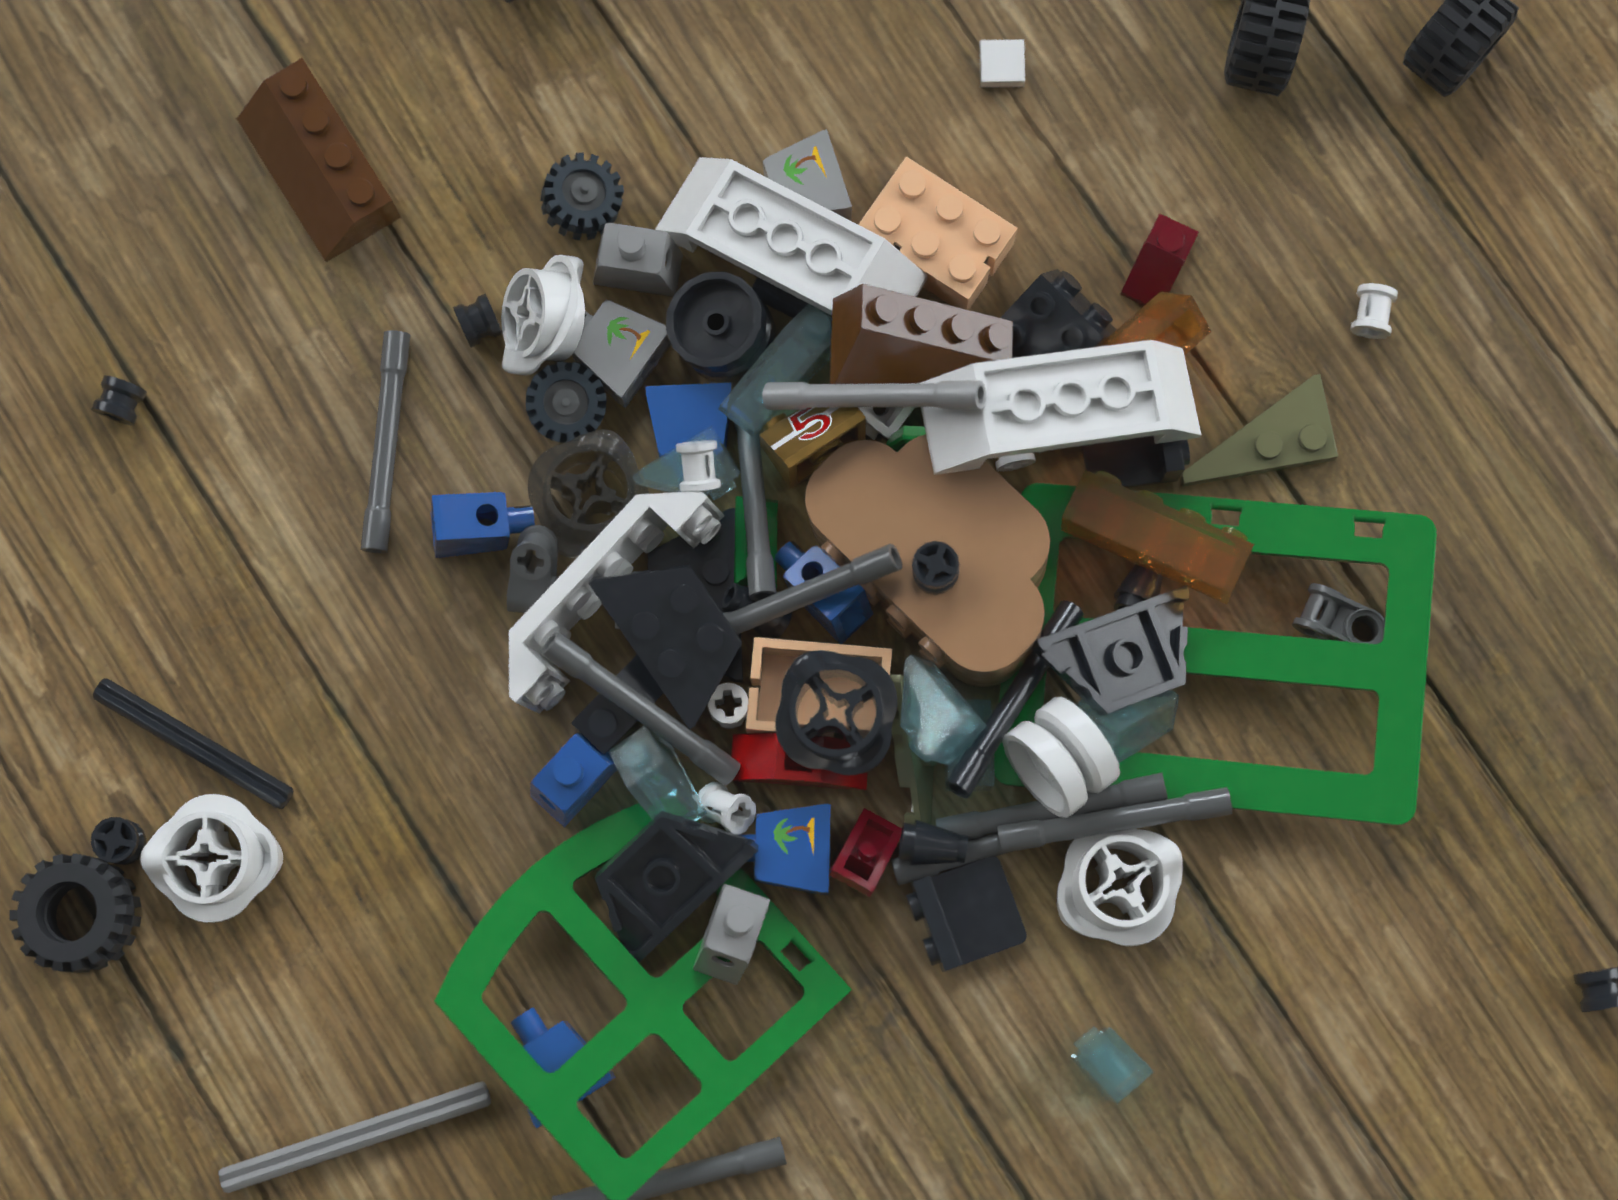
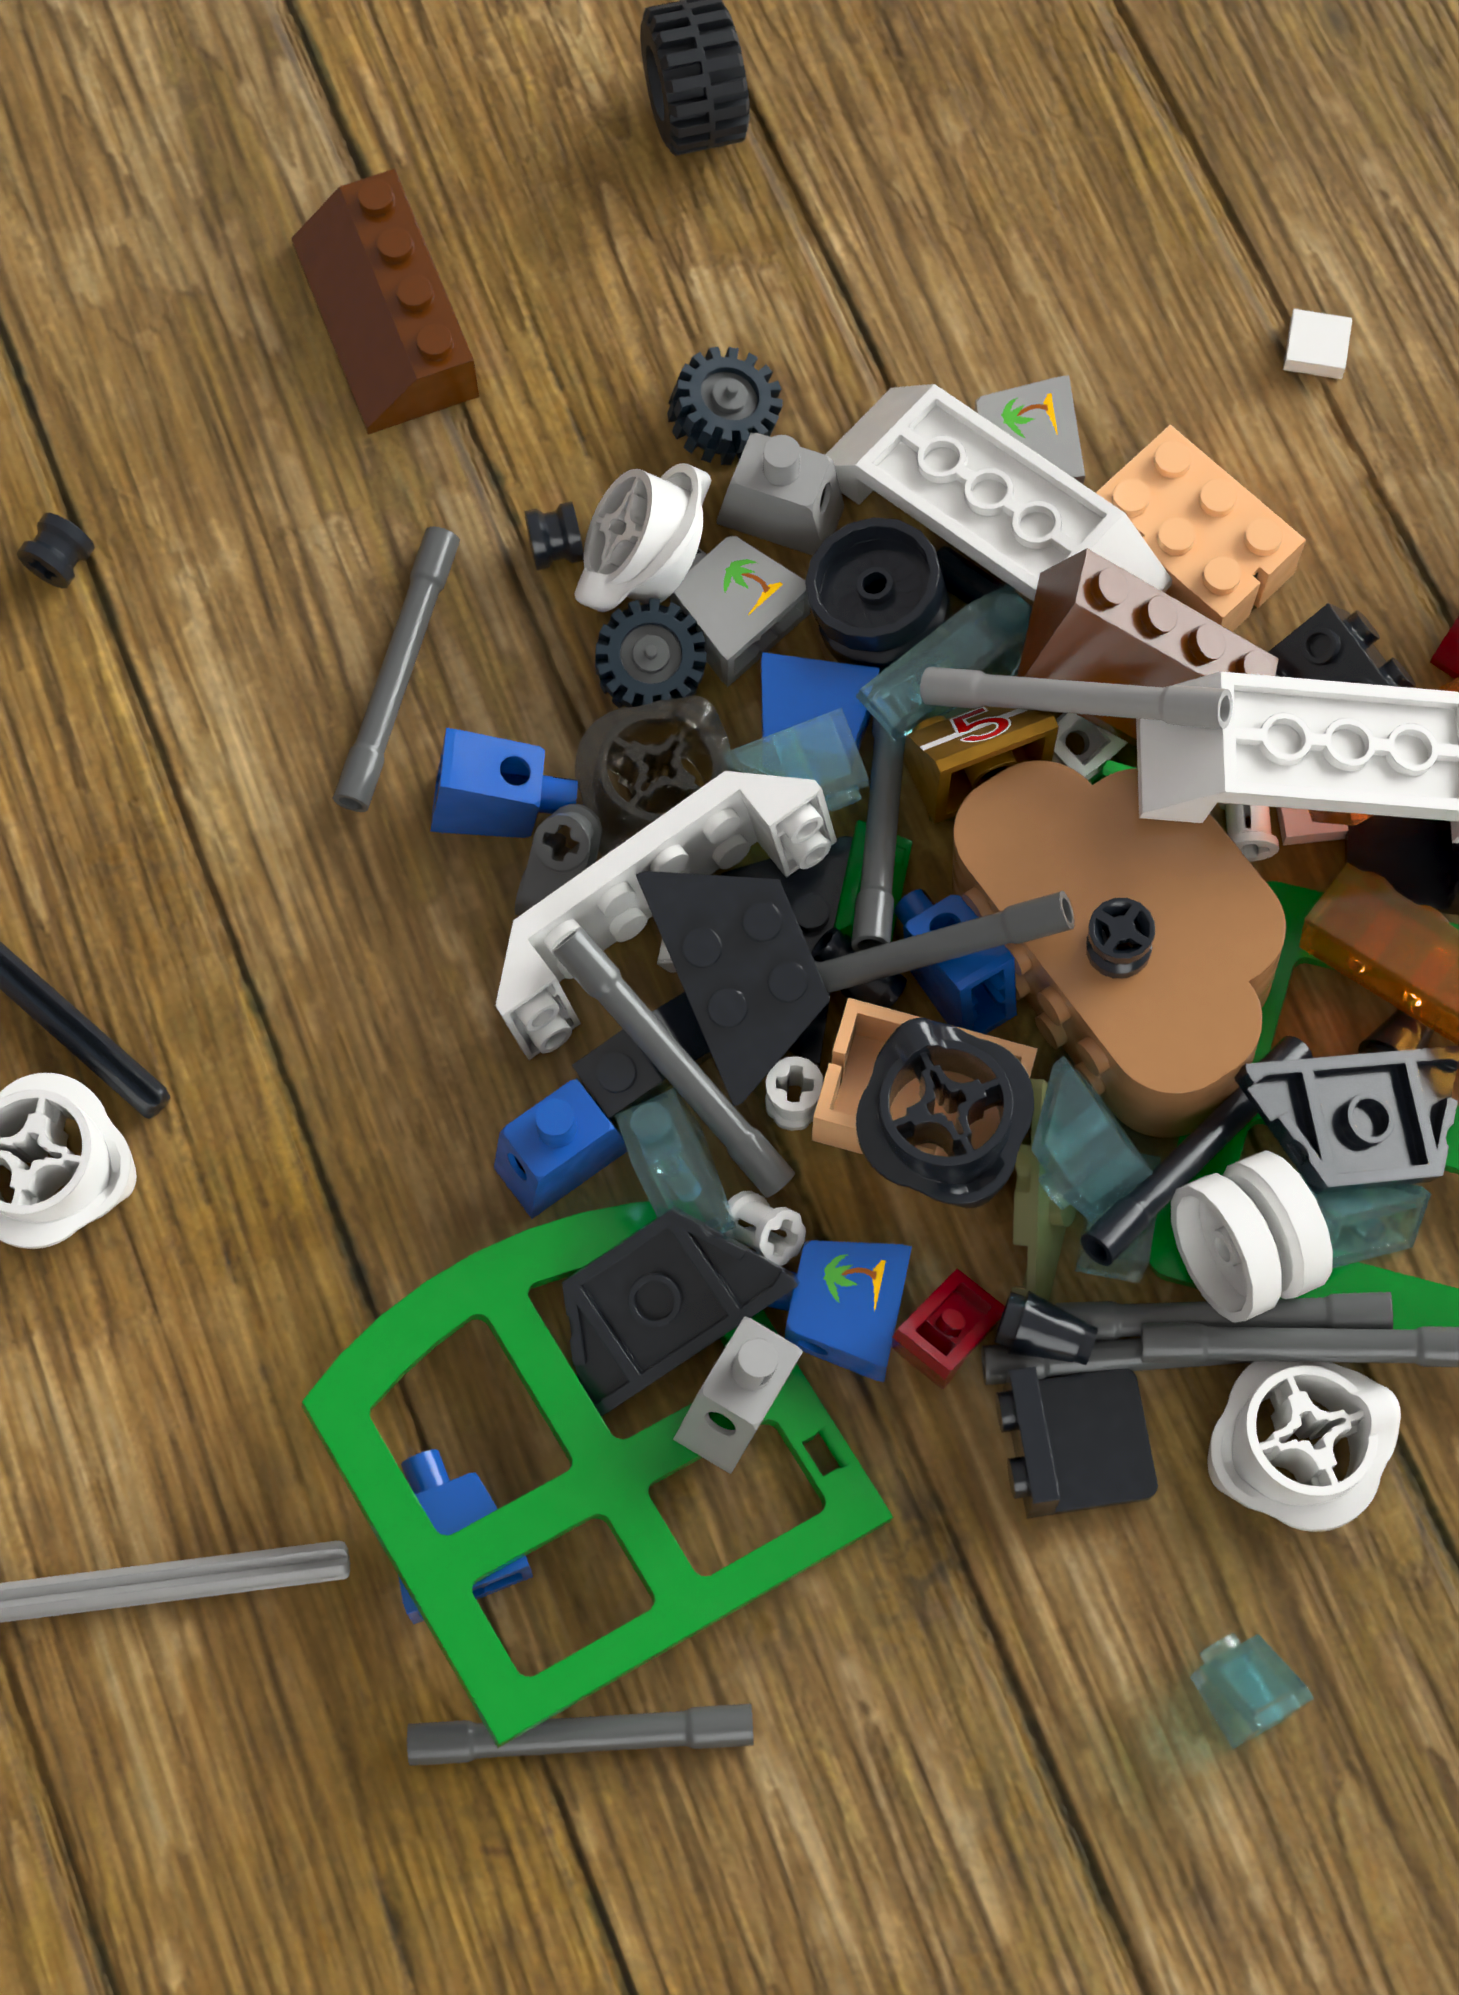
camera: 10 degrees right, 10 degrees down
(698, 465) = (817, 748): white bush -> none
(766, 762) = (839, 1179): red slope -> none

